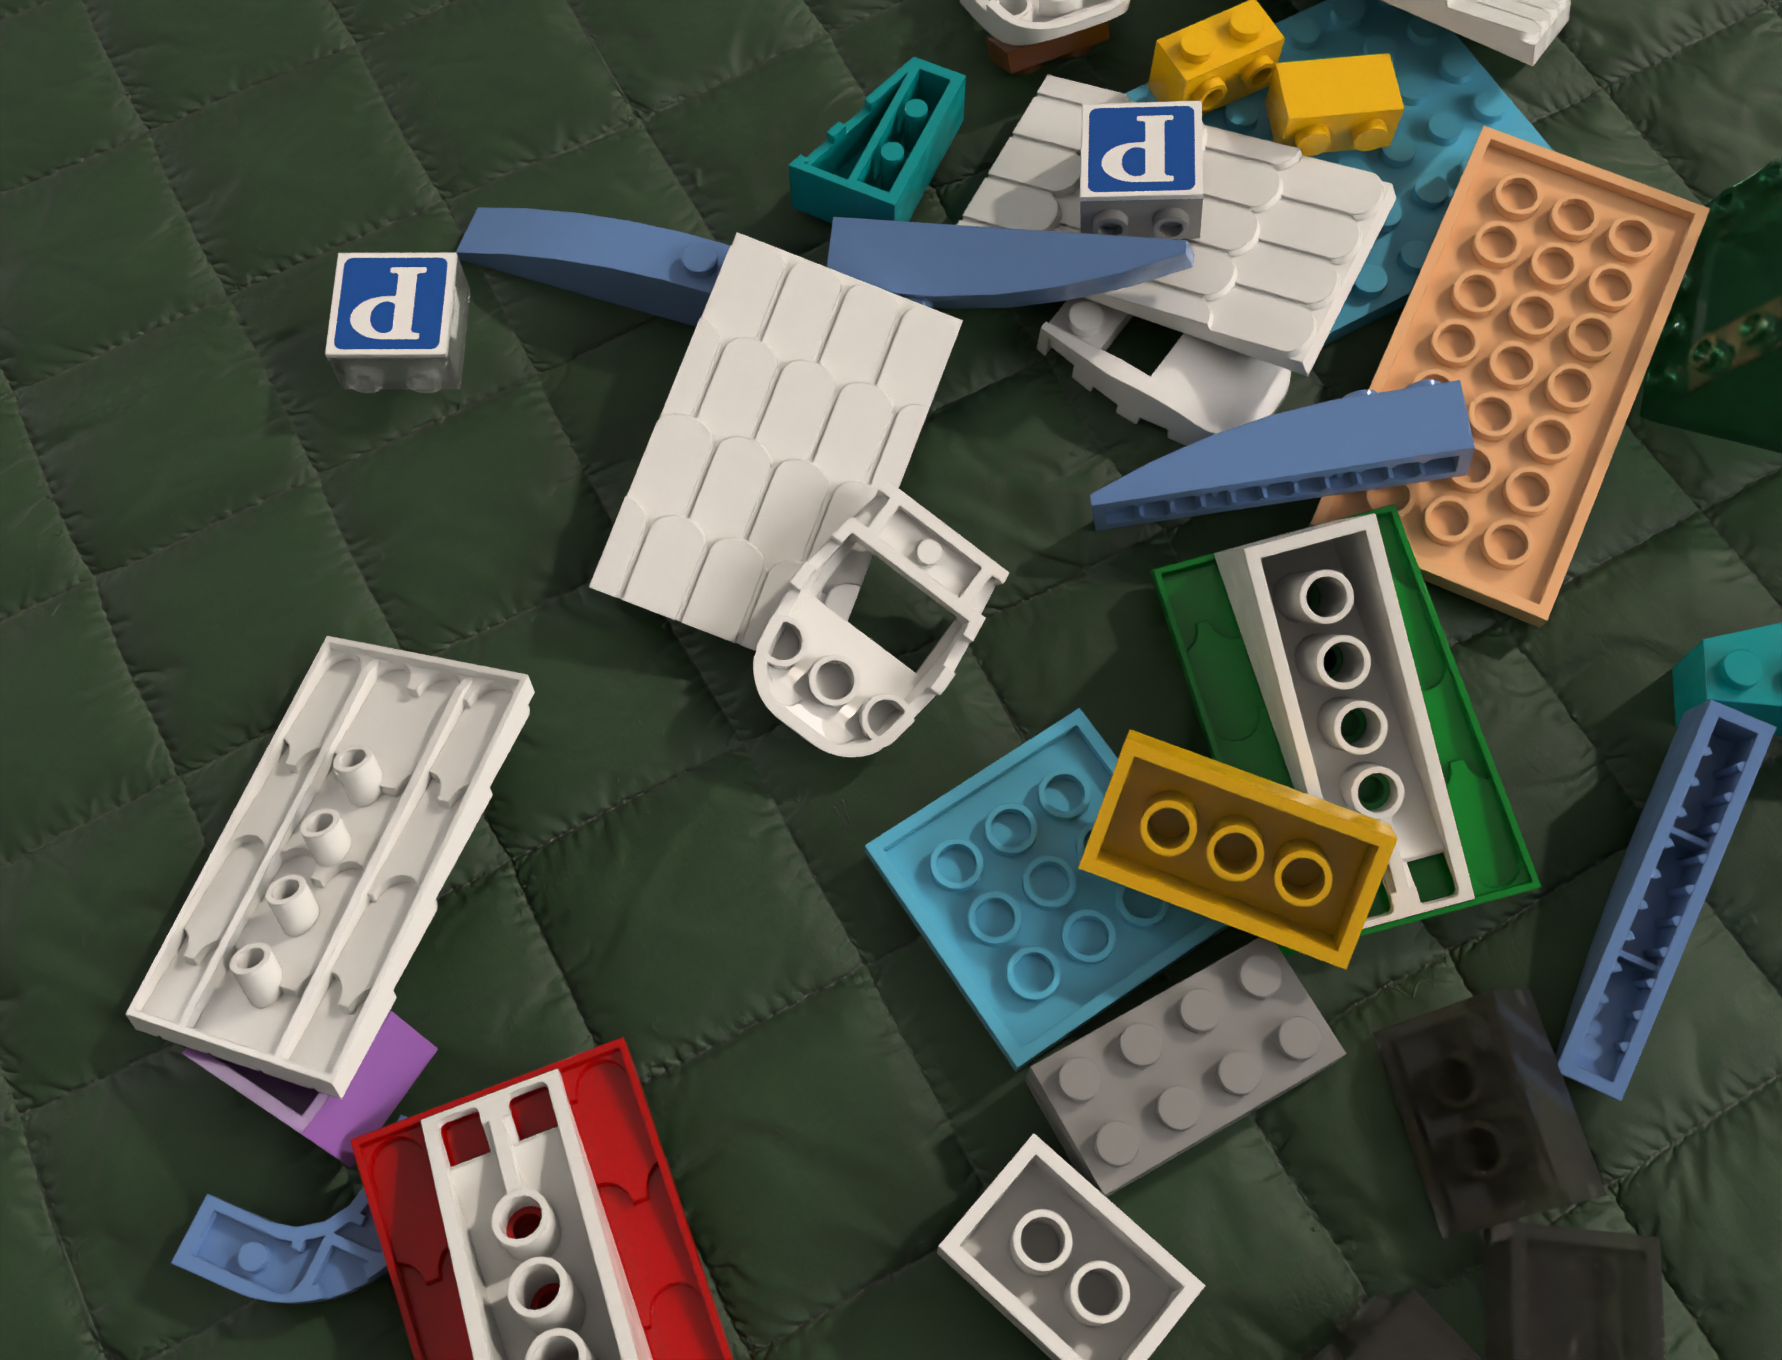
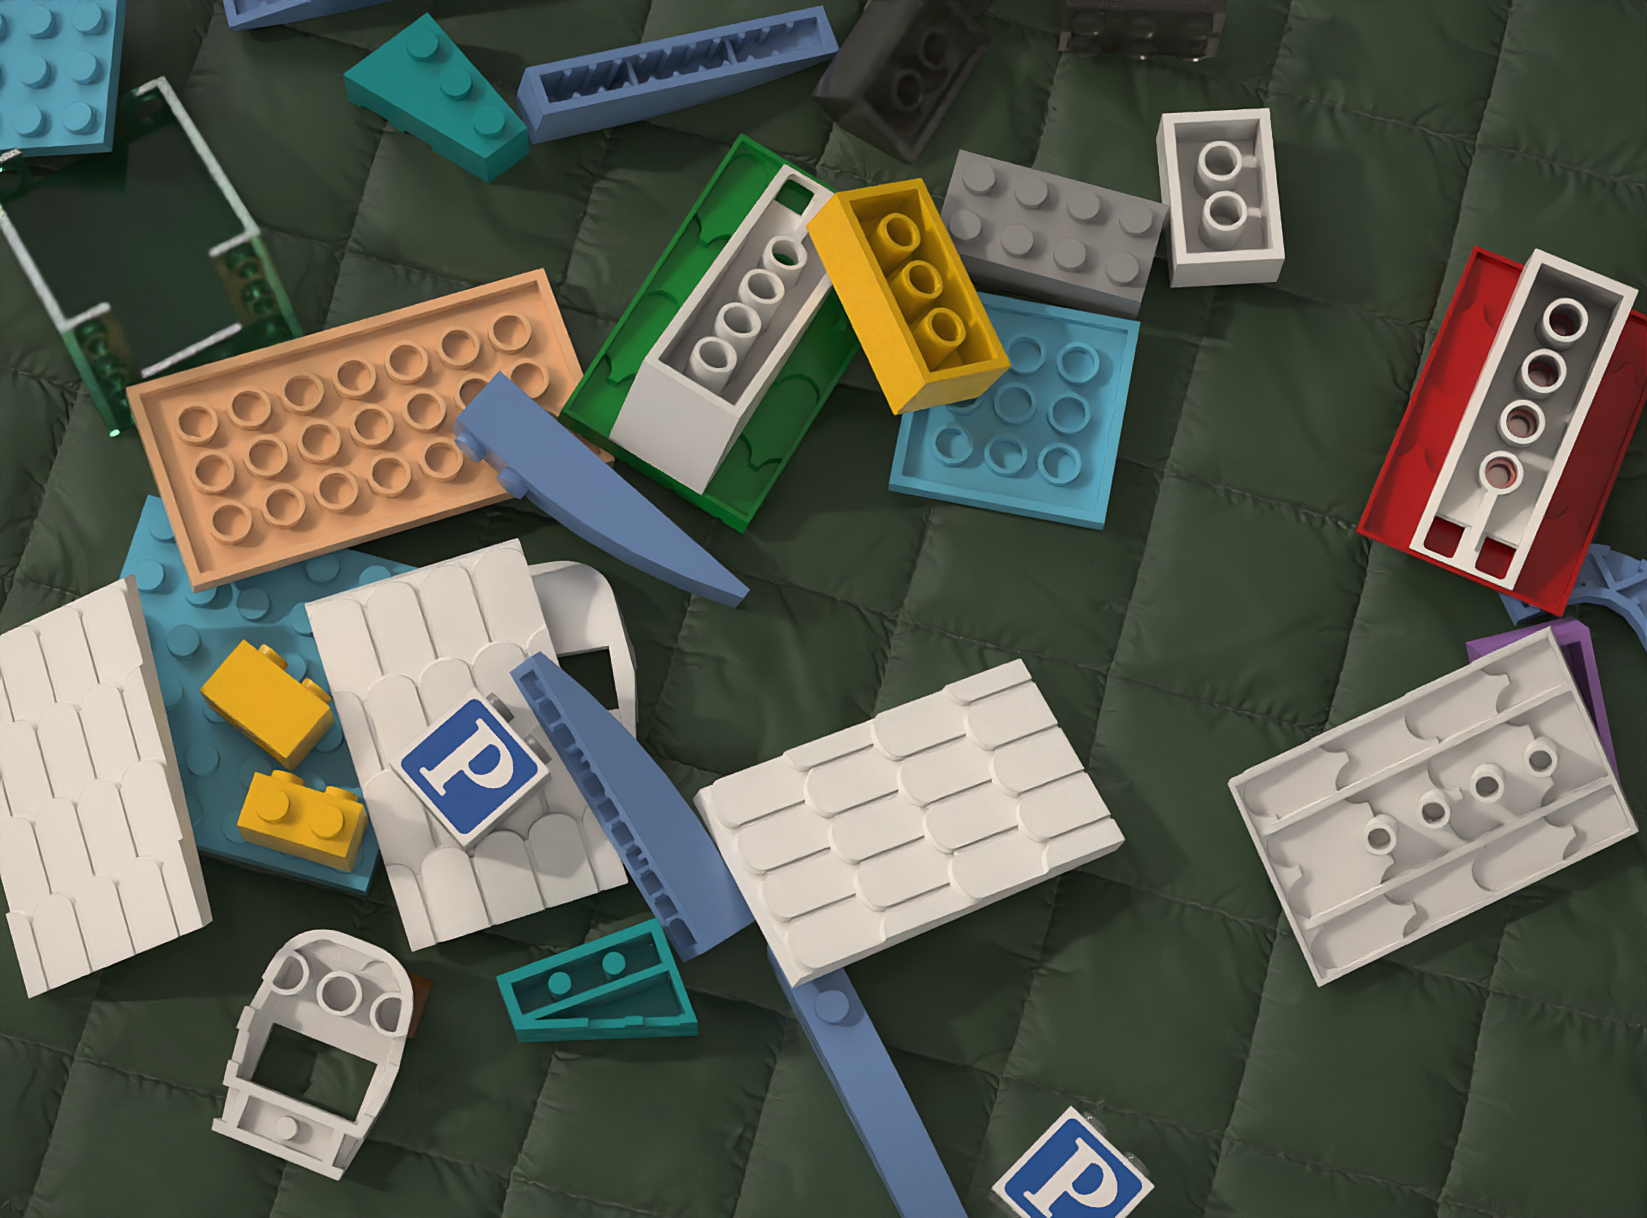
camera: 140 degrees left, 5 degrees up
(833, 678) = (1018, 633): white slope -> none

